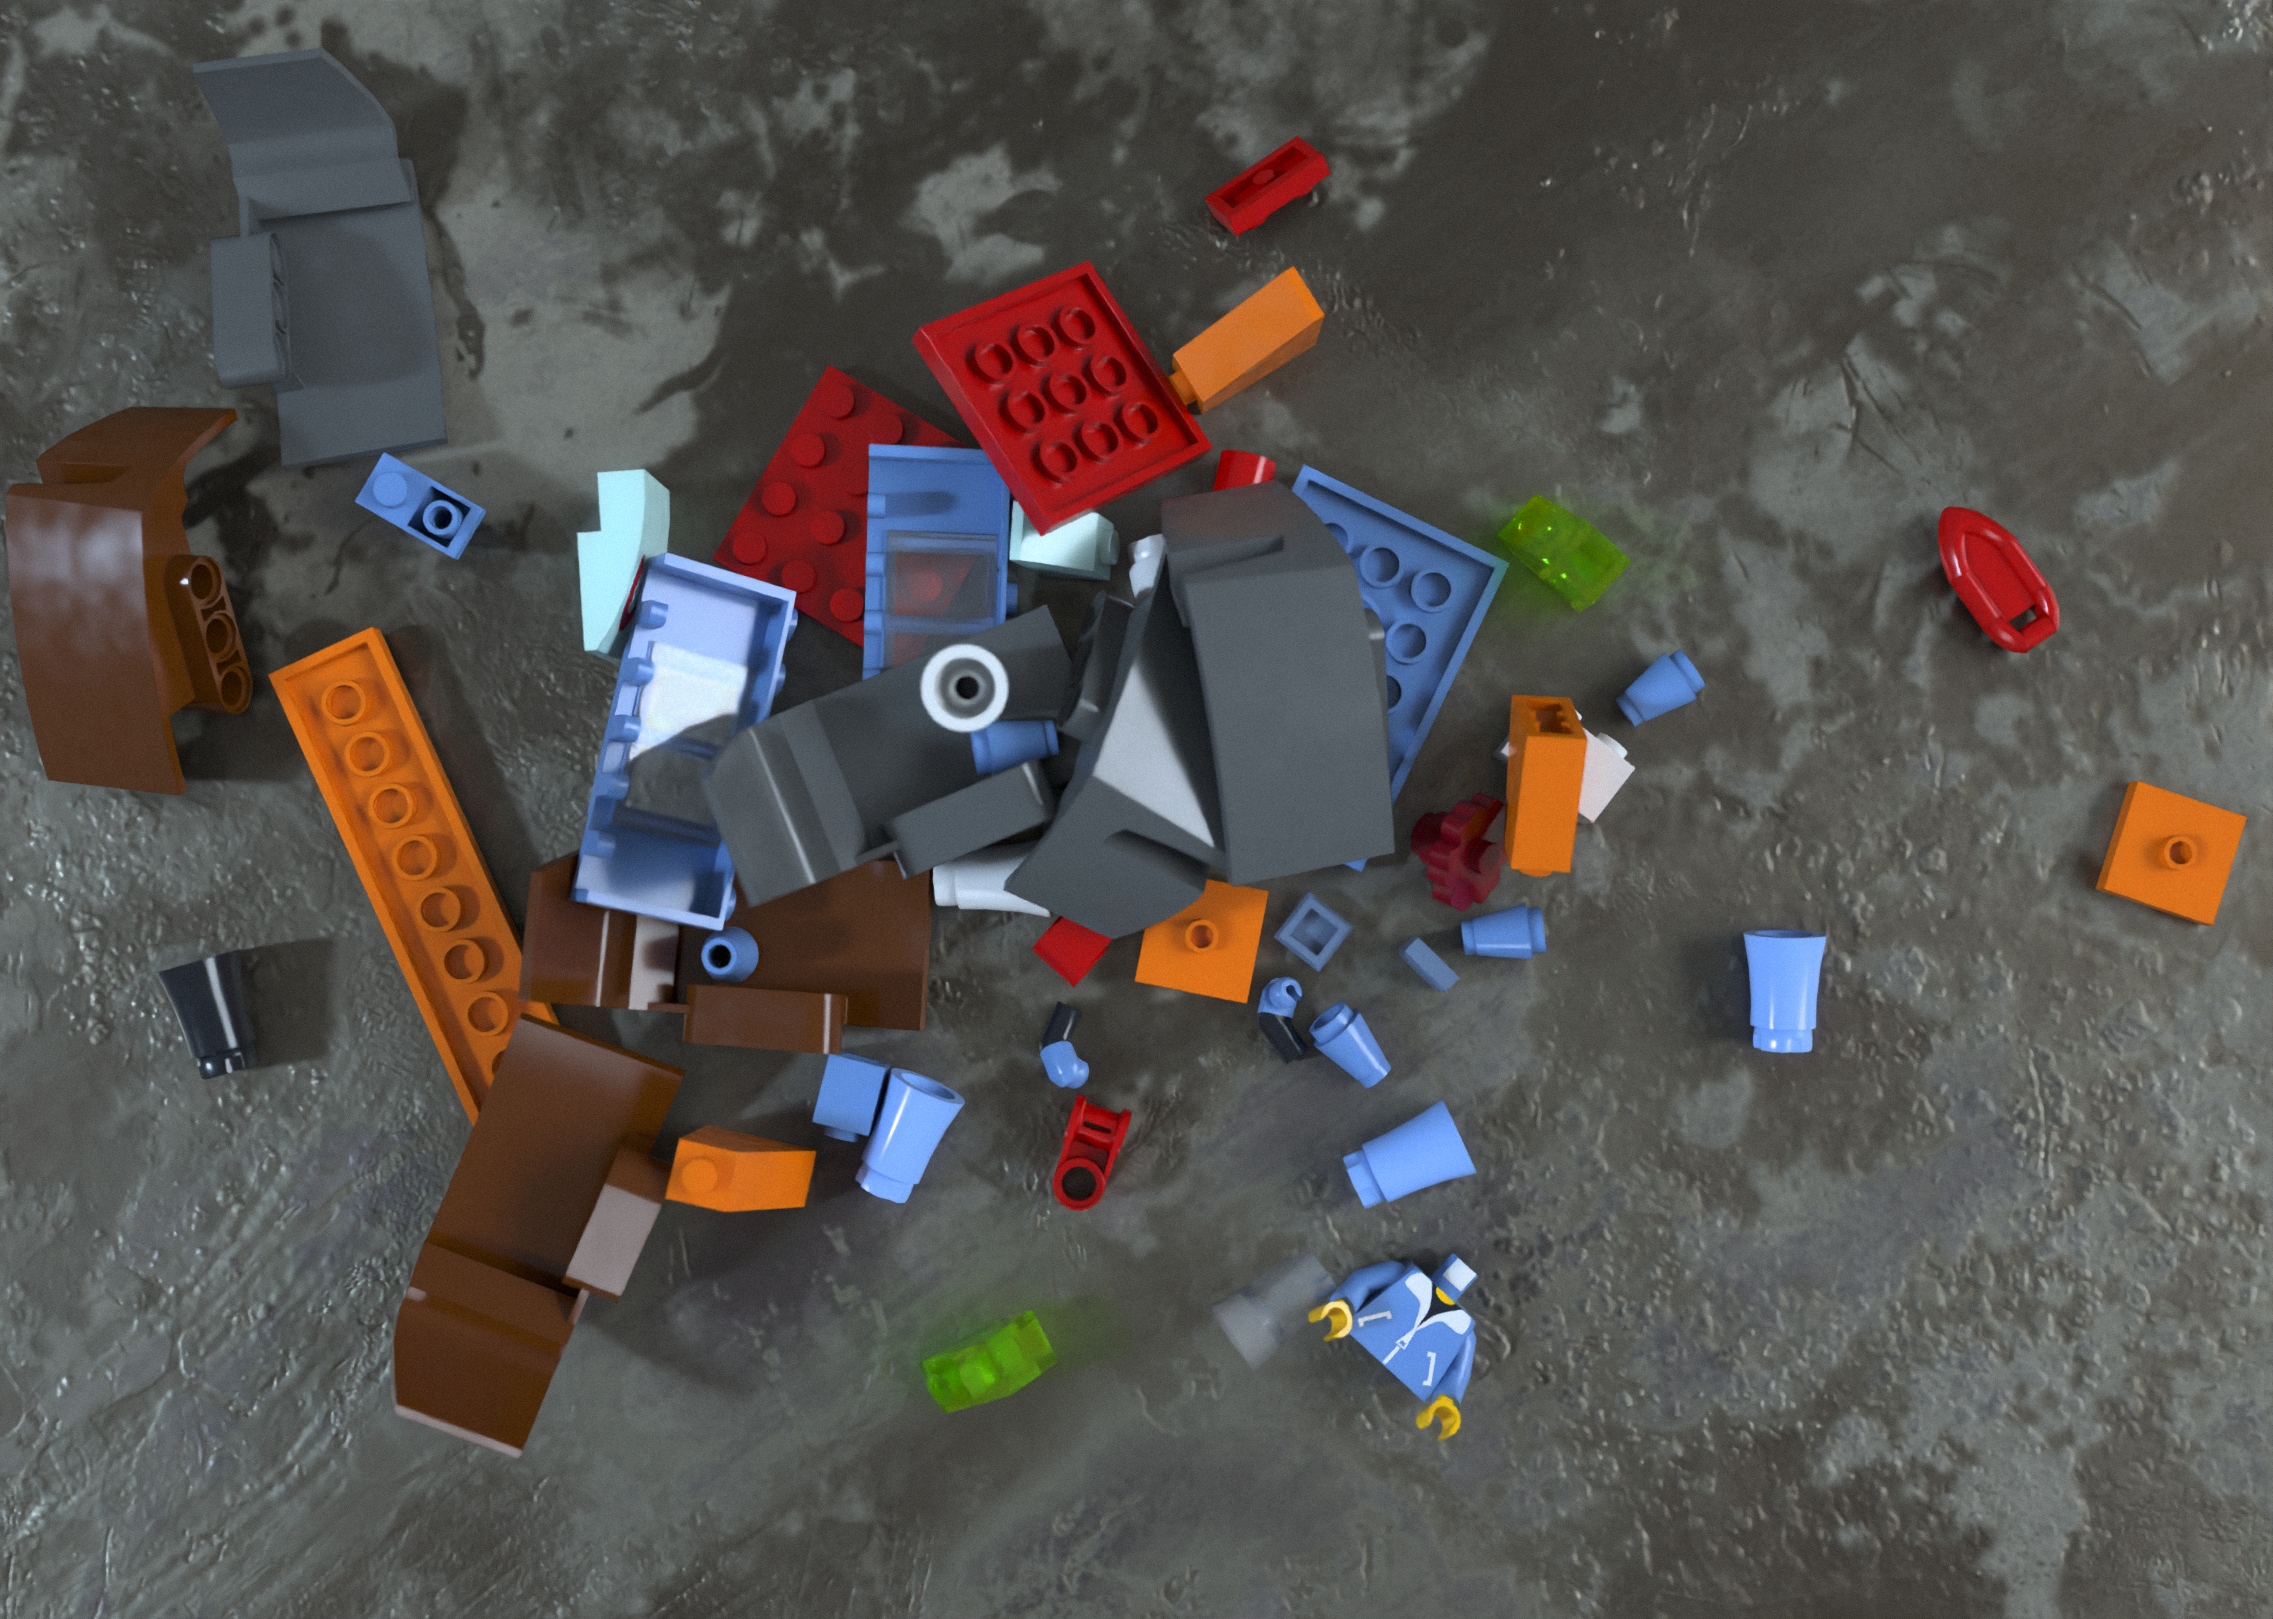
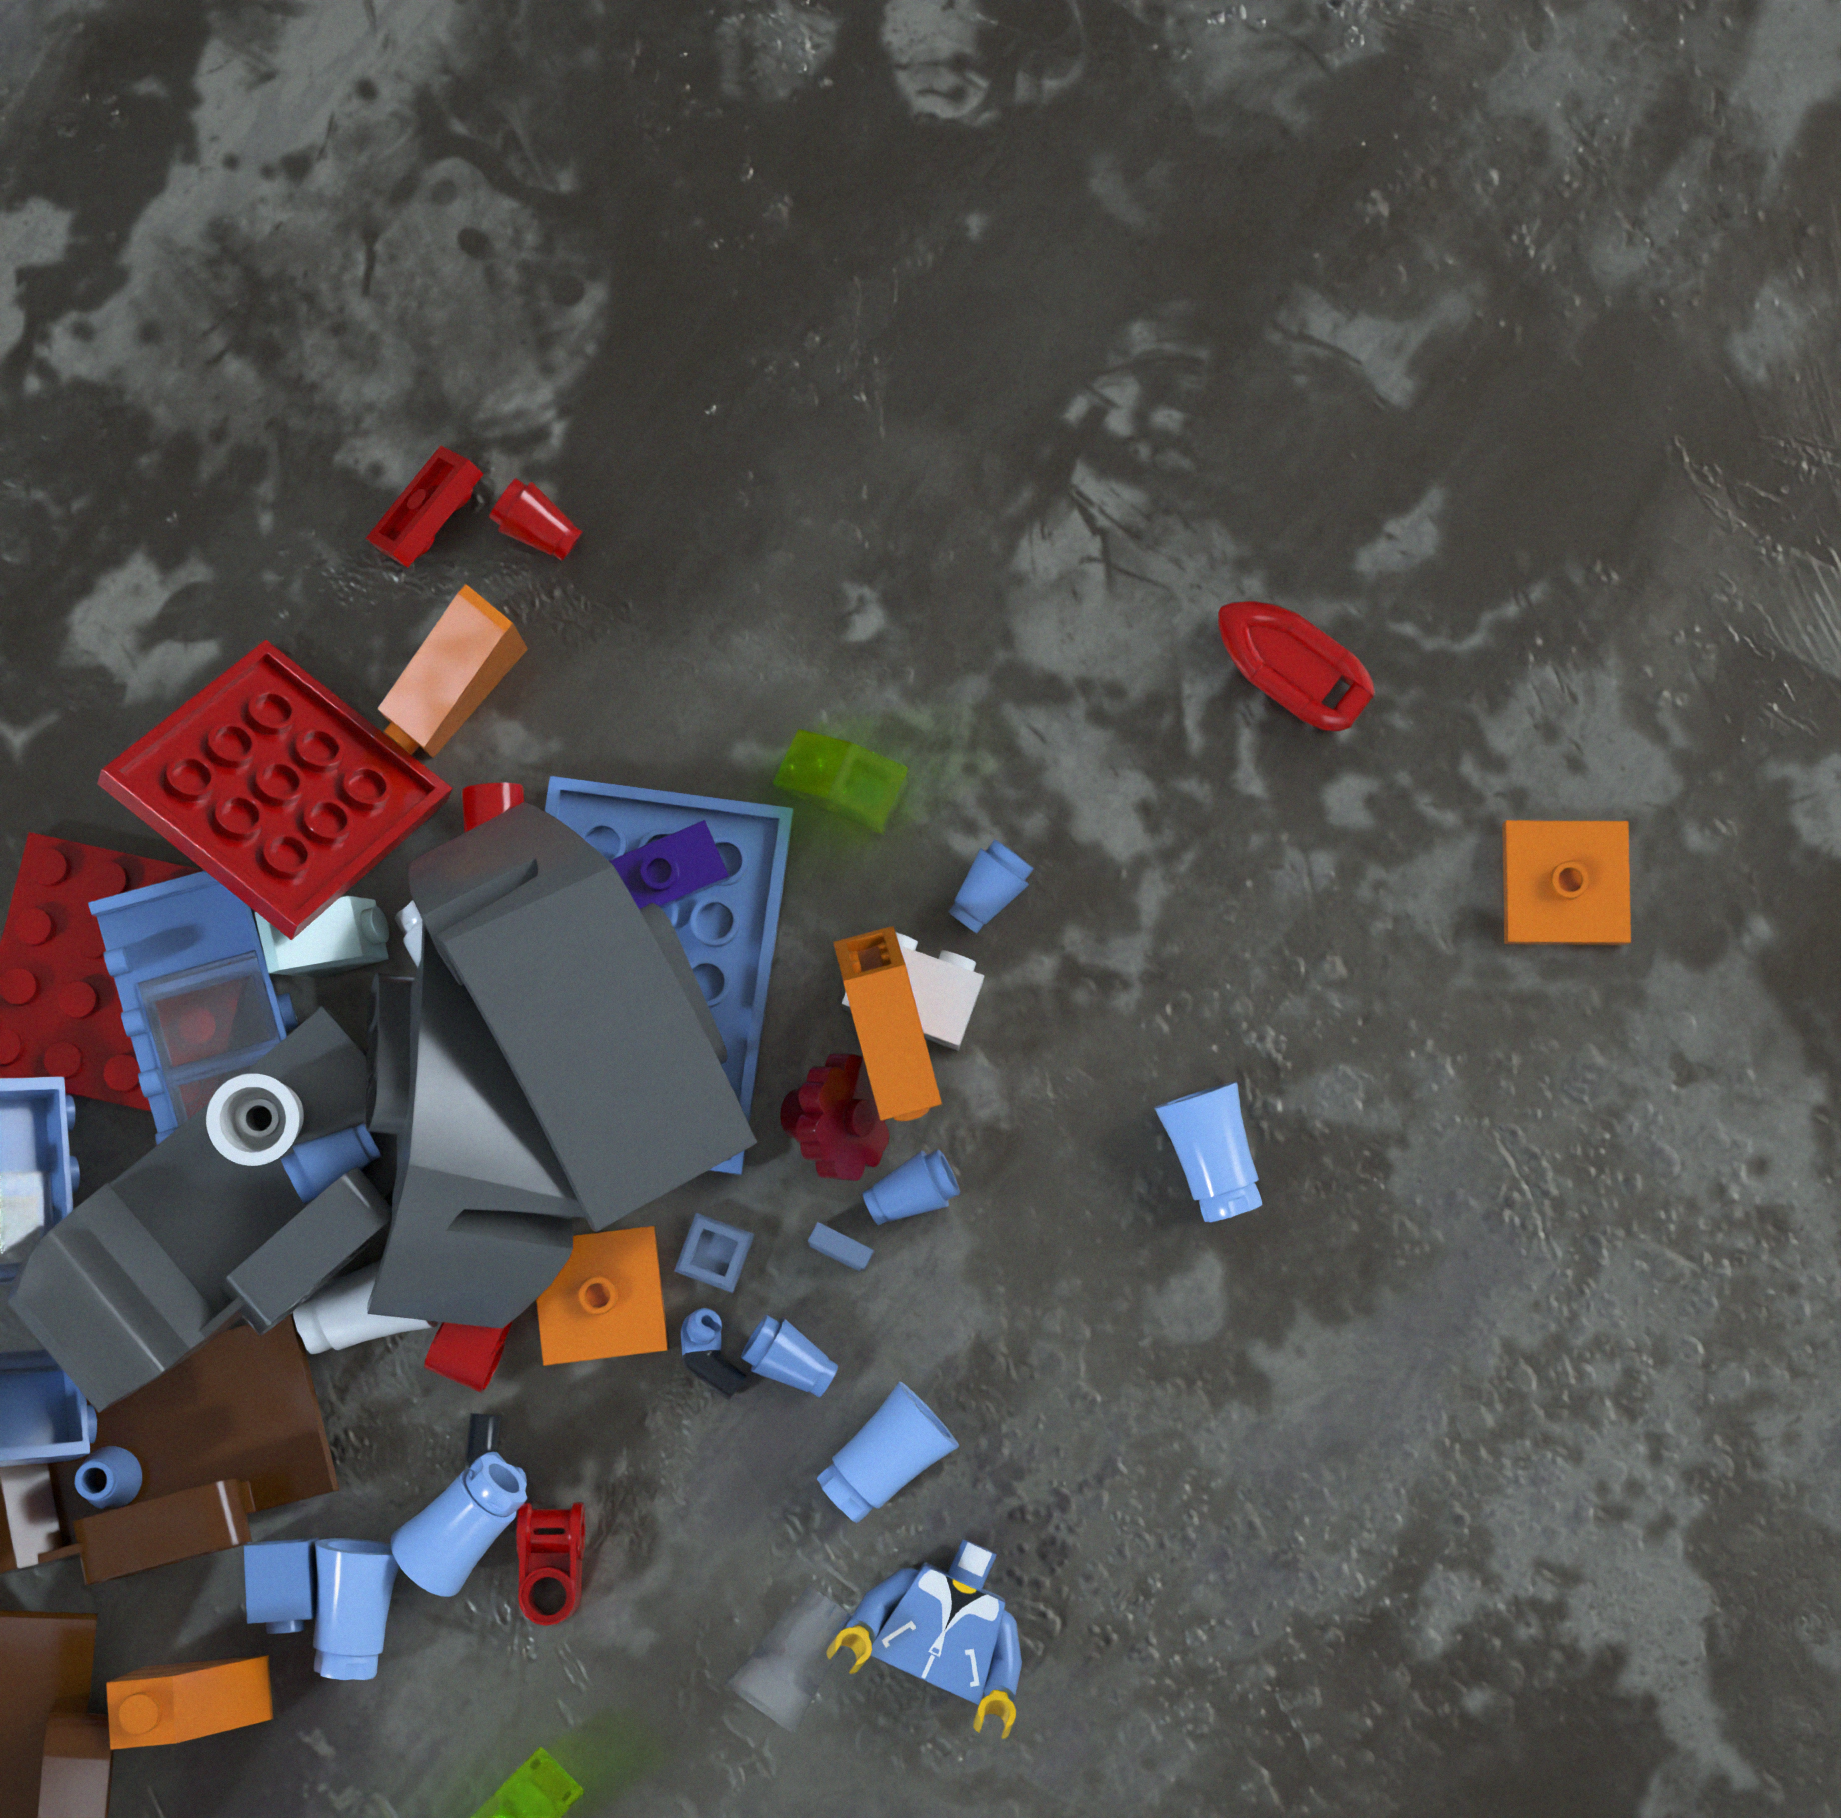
camera: 20 degrees left, 5 degrees down
(1021, 1098) = (459, 1526): none -> light blue plant
(1360, 230) = (534, 520): none -> red cone
(1397, 580) = (672, 867): none -> dark purple plate

